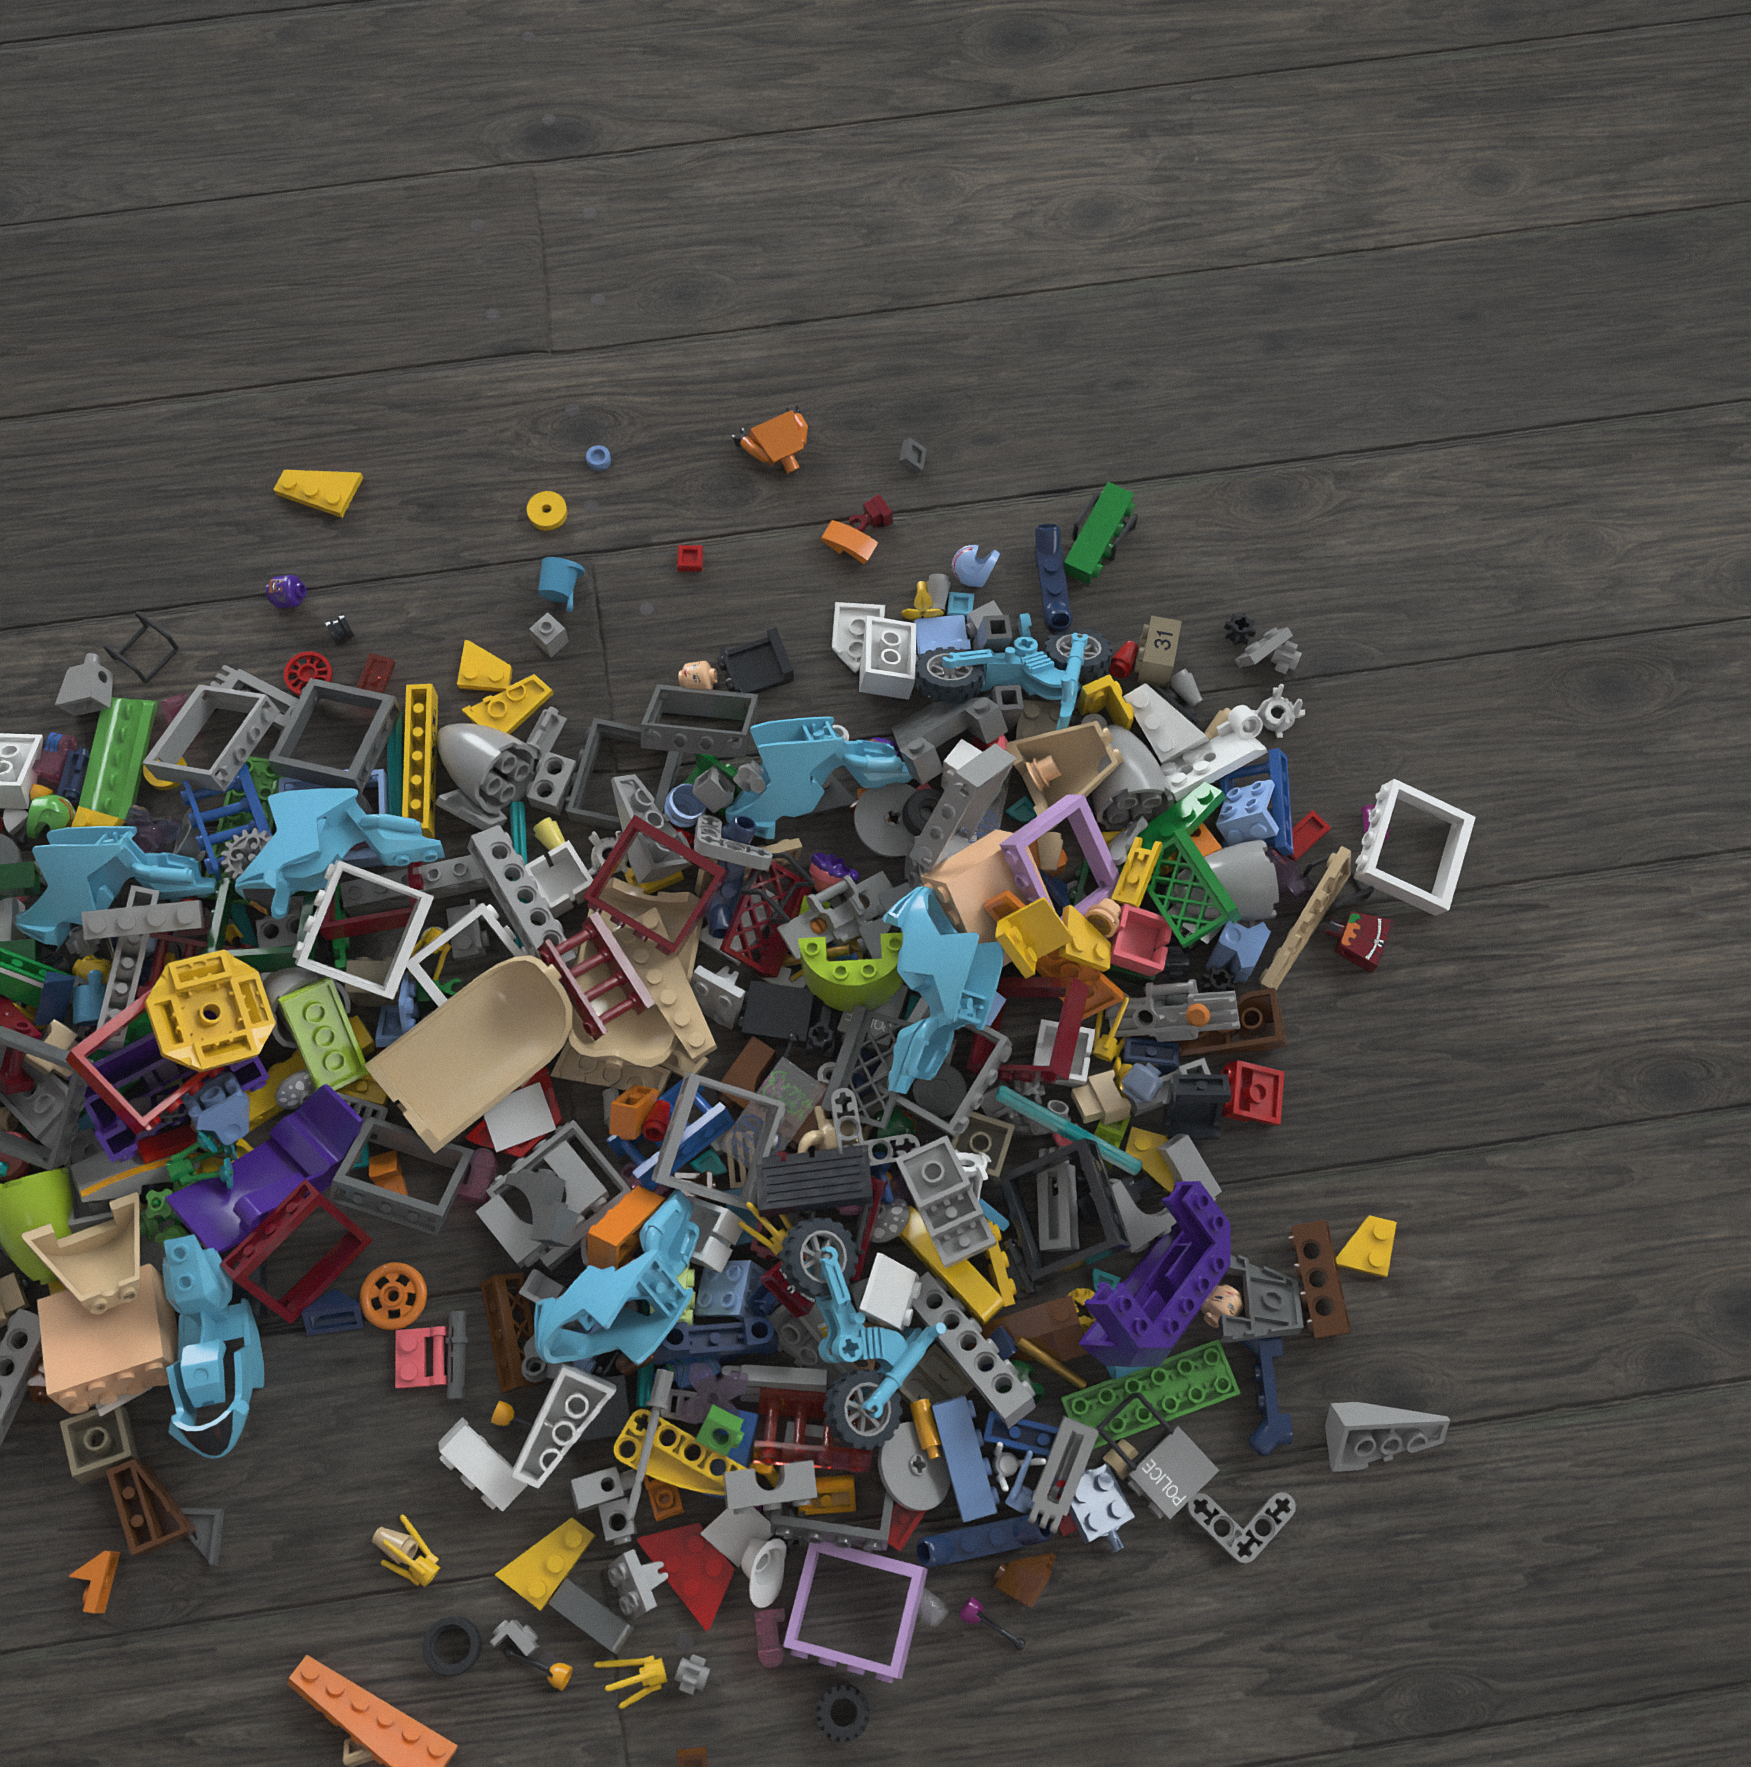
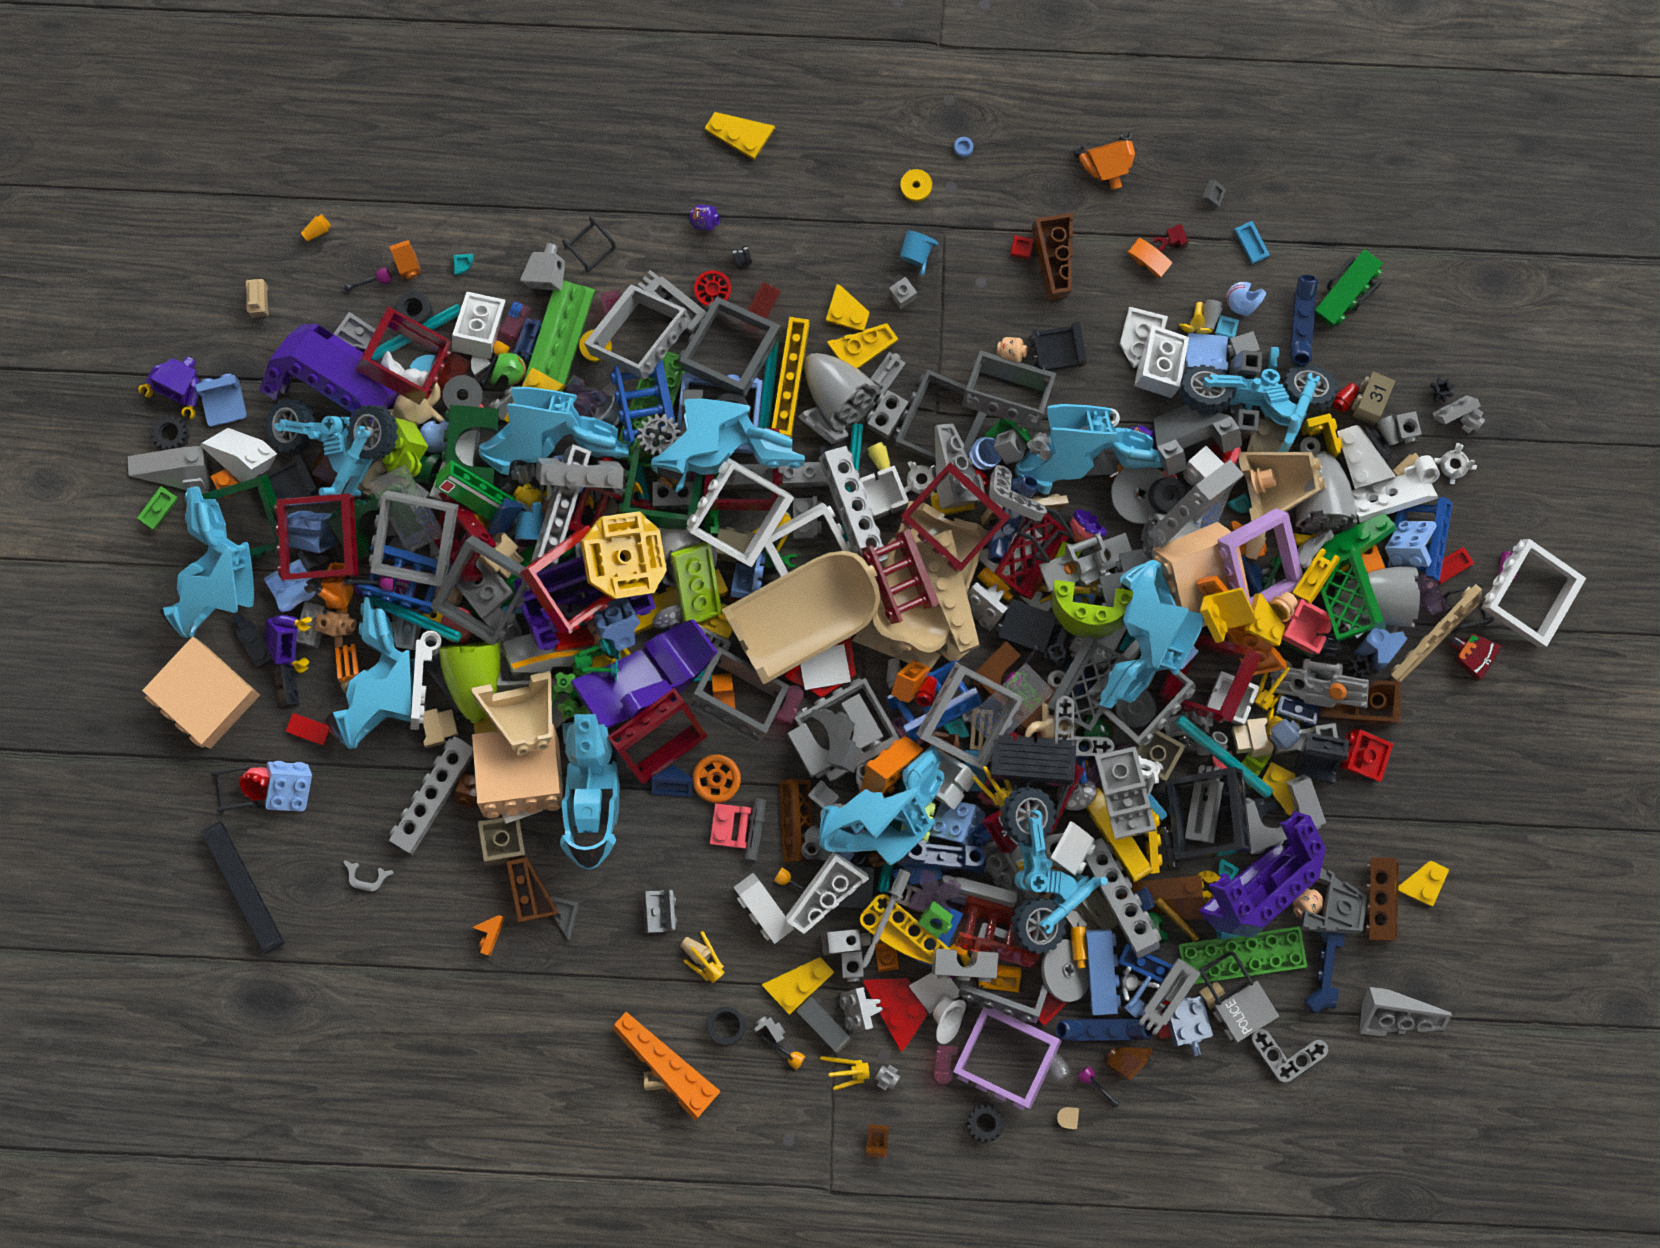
camera: 15 degrees right, 10 degrees up
(335, 1498) = (659, 911): none -> bracket
(716, 961) = (990, 579): none -> light orange cylinder
(730, 554) = (1055, 252): none -> reddish brown wedge
(958, 1679) = (1068, 1117): none -> tan tile
(970, 504) = (1251, 242): none -> dark azure tile
(1209, 670) = (1408, 419): none -> light grey brick

